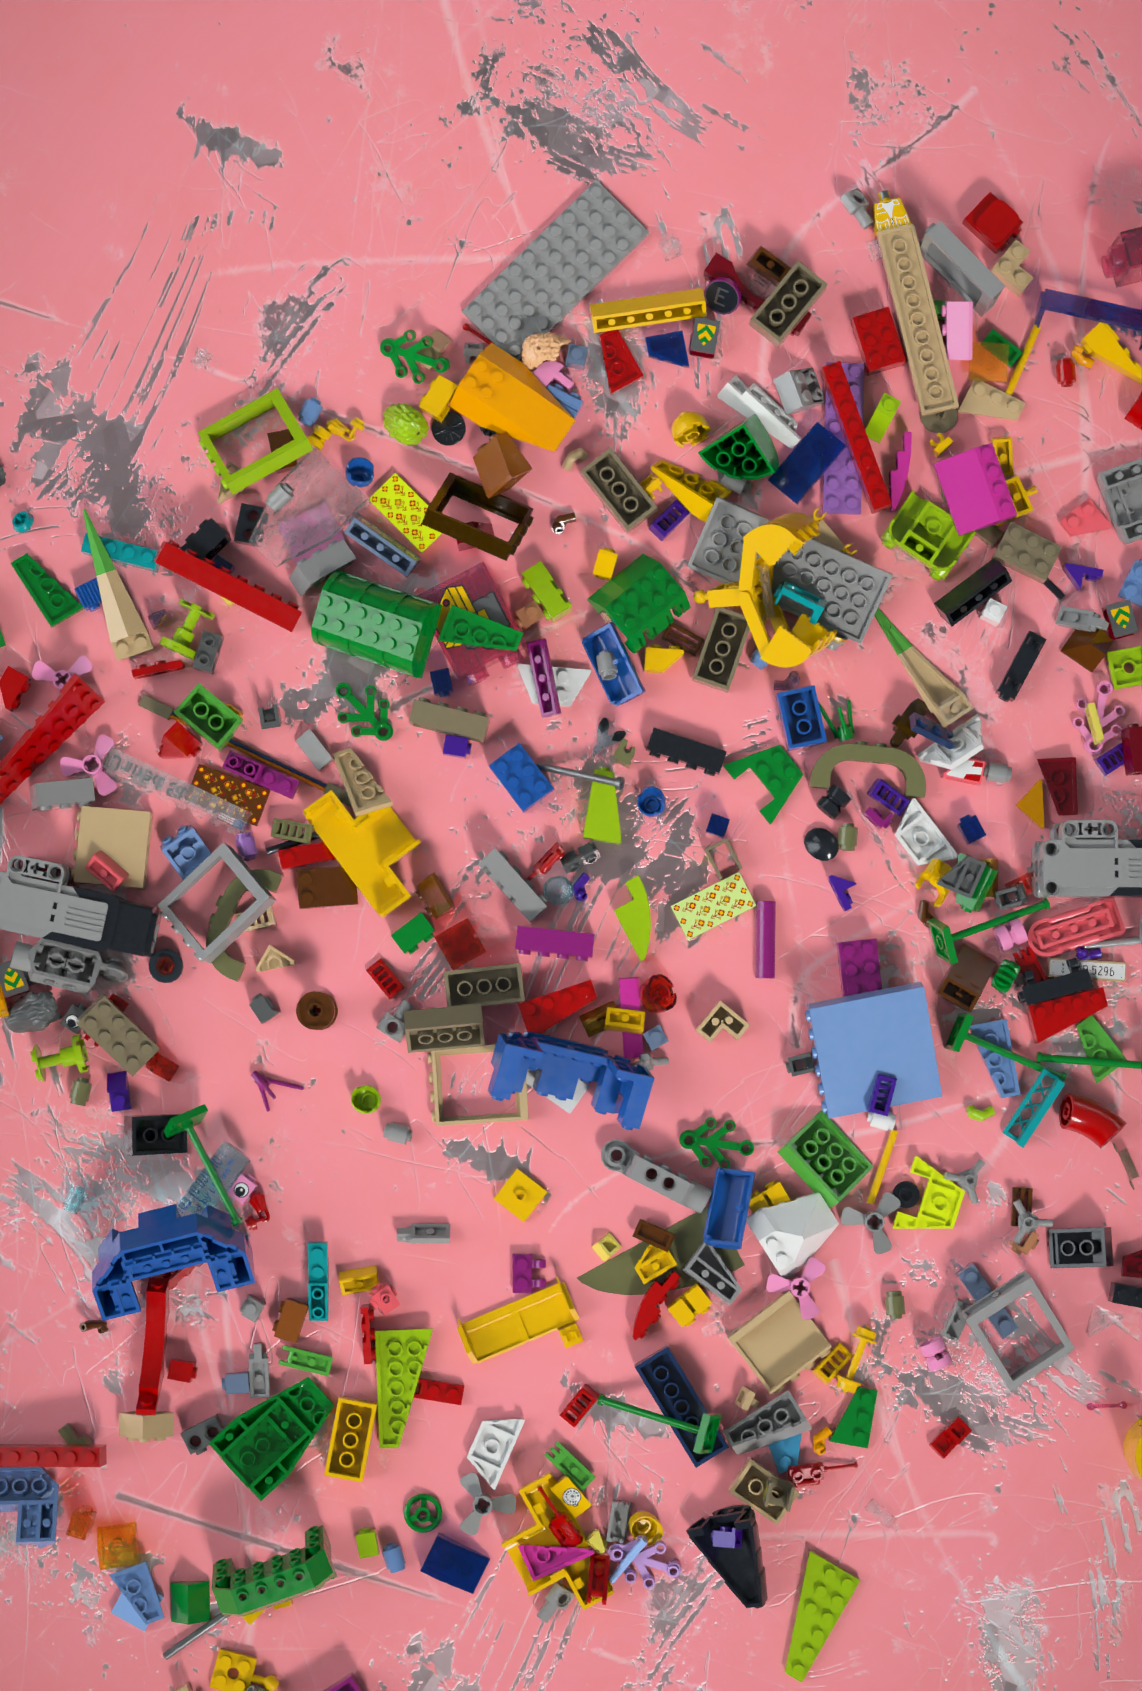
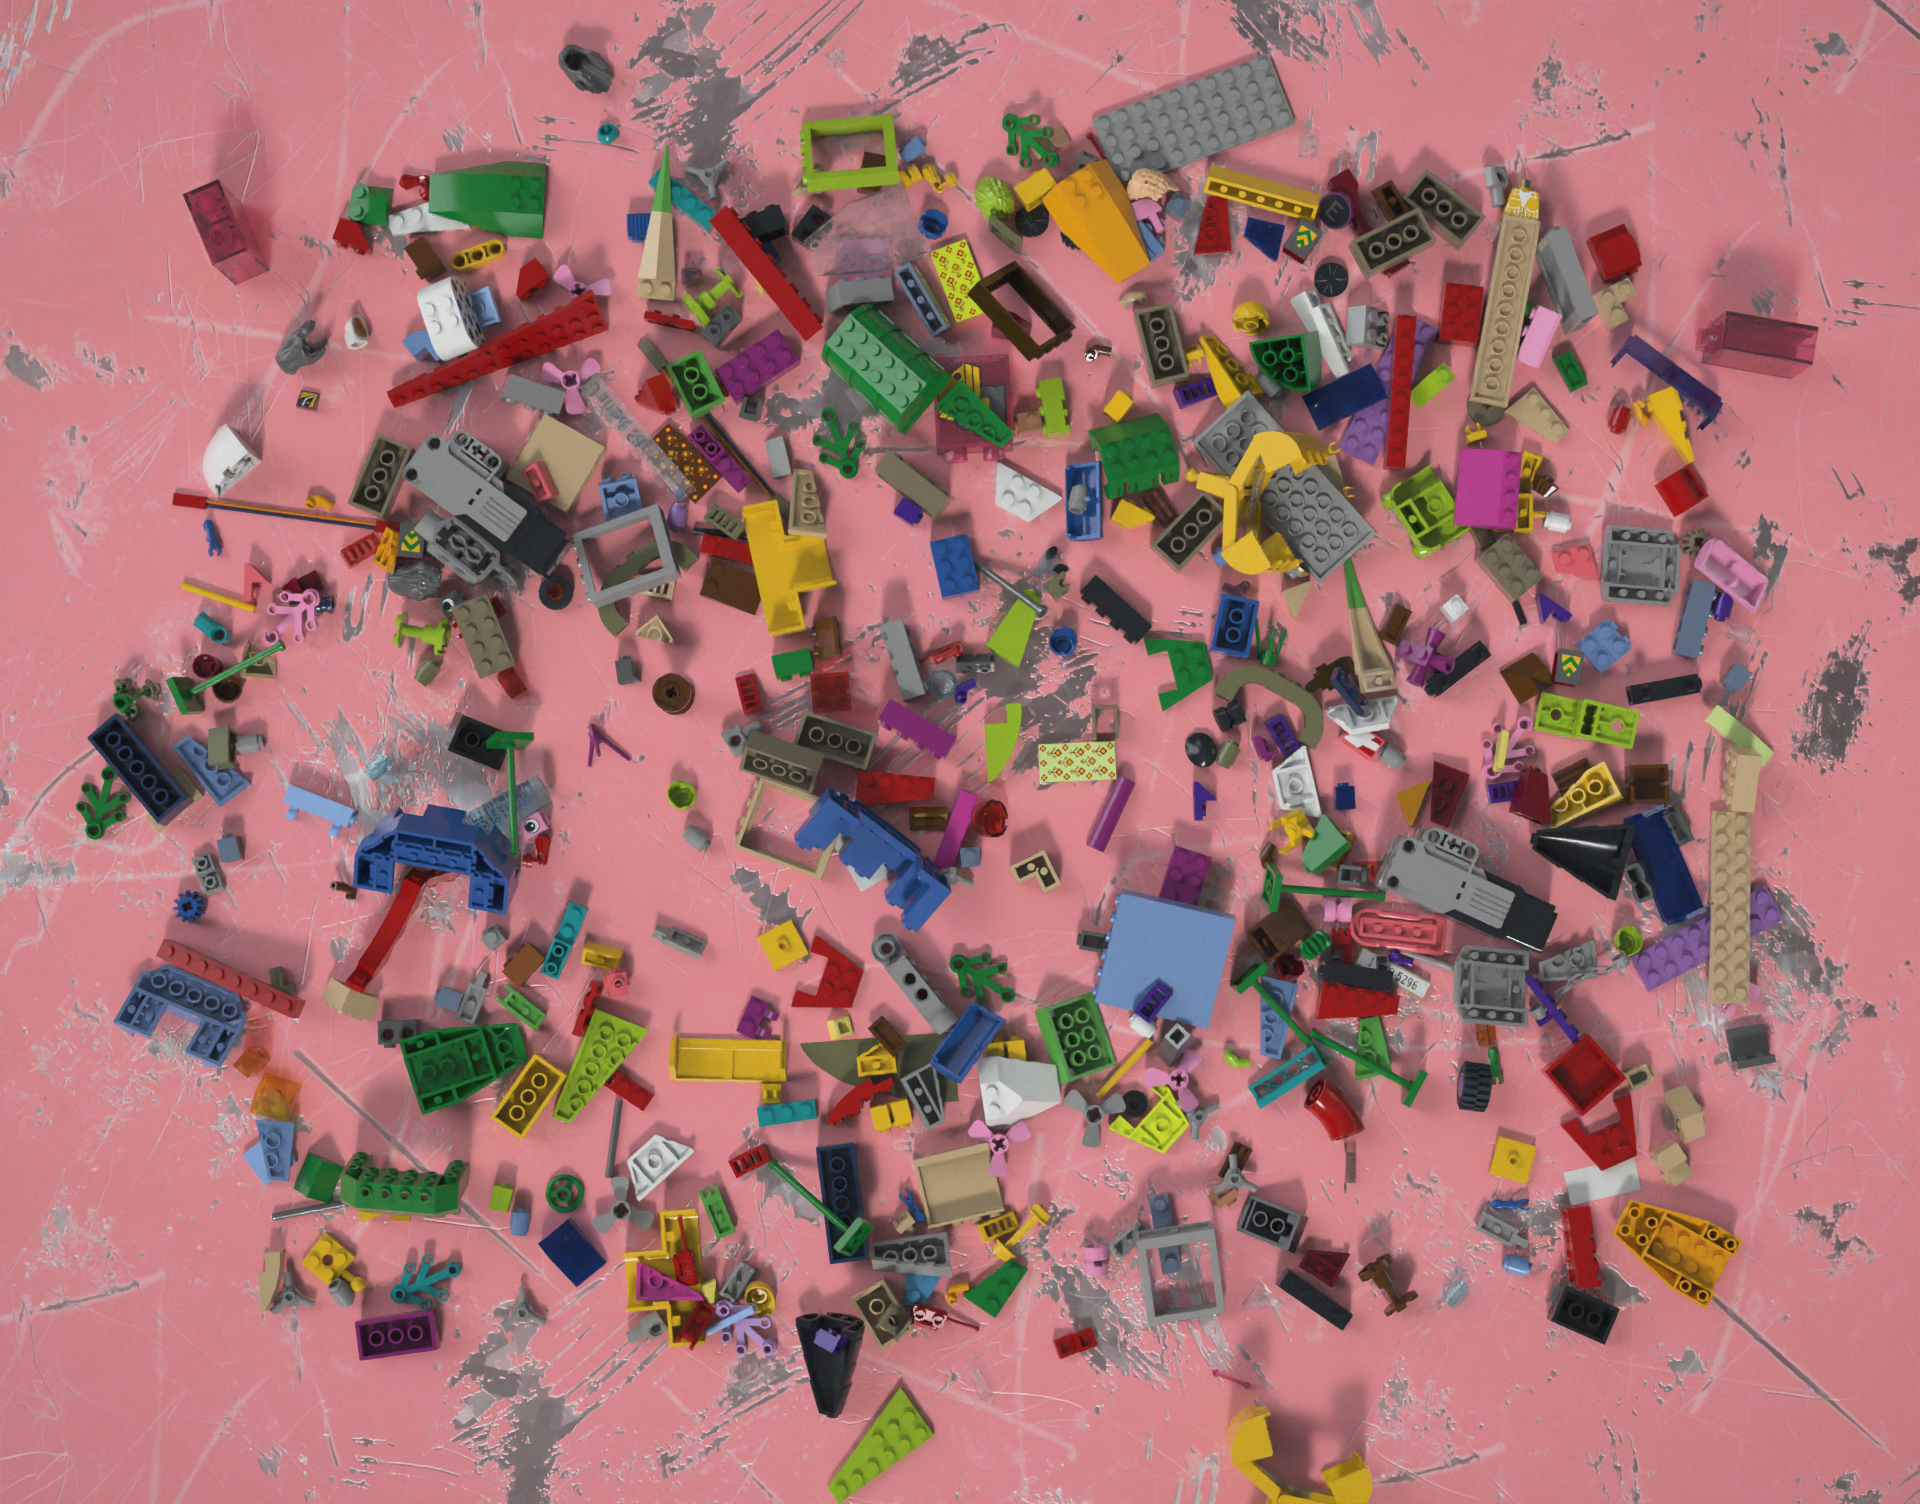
camera: 25 degrees right, 0 degrees up
(37, 1260) = (318, 805): none -> light blue brick
(49, 596) = (601, 213): green wing -> none
(118, 1091) = (462, 687): dark purple slope -> none
(134, 518) = (709, 175): none -> light grey piece
(182, 1370) = (405, 965): red brick -> none
(257, 675) = (757, 367): none -> magenta brick
(279, 496) = (850, 212): light grey brick -> none
(330, 1655) = (422, 1283): none -> teal plant
(430, 452) = (1005, 234): none -> olive tile
(434, 1639) = (523, 1312): none -> light grey piece
(441, 682) = (921, 448): clear blue brick -> none
(445, 1442) = (613, 1139): none -> dark grey bar
(500, 464) = (1063, 273): dark orange slope -> none
(544, 678) = (1015, 485): magenta brick -> none
(570, 1496) = (704, 1239): yellow slope -> none
(586, 1207) = (838, 981): none -> red wing
(593, 1346) = (787, 1112): none -> teal brick
(624, 1020) = (949, 829): yellow slope -> none
(717, 826) = (1113, 690): clear blue brick -> none
(746, 361) = (1331, 279): none -> black wheel
(756, 1385) = (913, 1206): none -> blue piece
(802, 596) = (1285, 516): teal panel -> none
(820, 251) = (1443, 209): none -> dark tan brick
(844, 667) = (1295, 597): none -> tan slope
(894, 1304) = (1078, 1199): olive brick -> none
(898, 477) = (1423, 446): dark pink slope -> none
(919, 1124) = (1175, 1044): none -> flat silver slope
(939, 1134) = (1156, 1077): none -> bright pink piece
(946, 650) = (1395, 624): none -> reddish brown tile
(963, 876) = (1317, 836): dark grey wing -> none
(973, 592) = (1443, 582): black brick -> none
(987, 668) = (1425, 657): none -> magenta brick
(988, 362) = (1552, 378): clear yellow tile -> none
(990, 1007) = (1288, 968): none -> dark red hair
(1023, 359) = (1586, 390): yellow bar -> none
(1025, 462) = (1544, 485): none -> reddish brown piece
(1051, 491) = (1557, 521): none -> white brick
(1080, 619) = (1531, 651): light grey hinge -> none

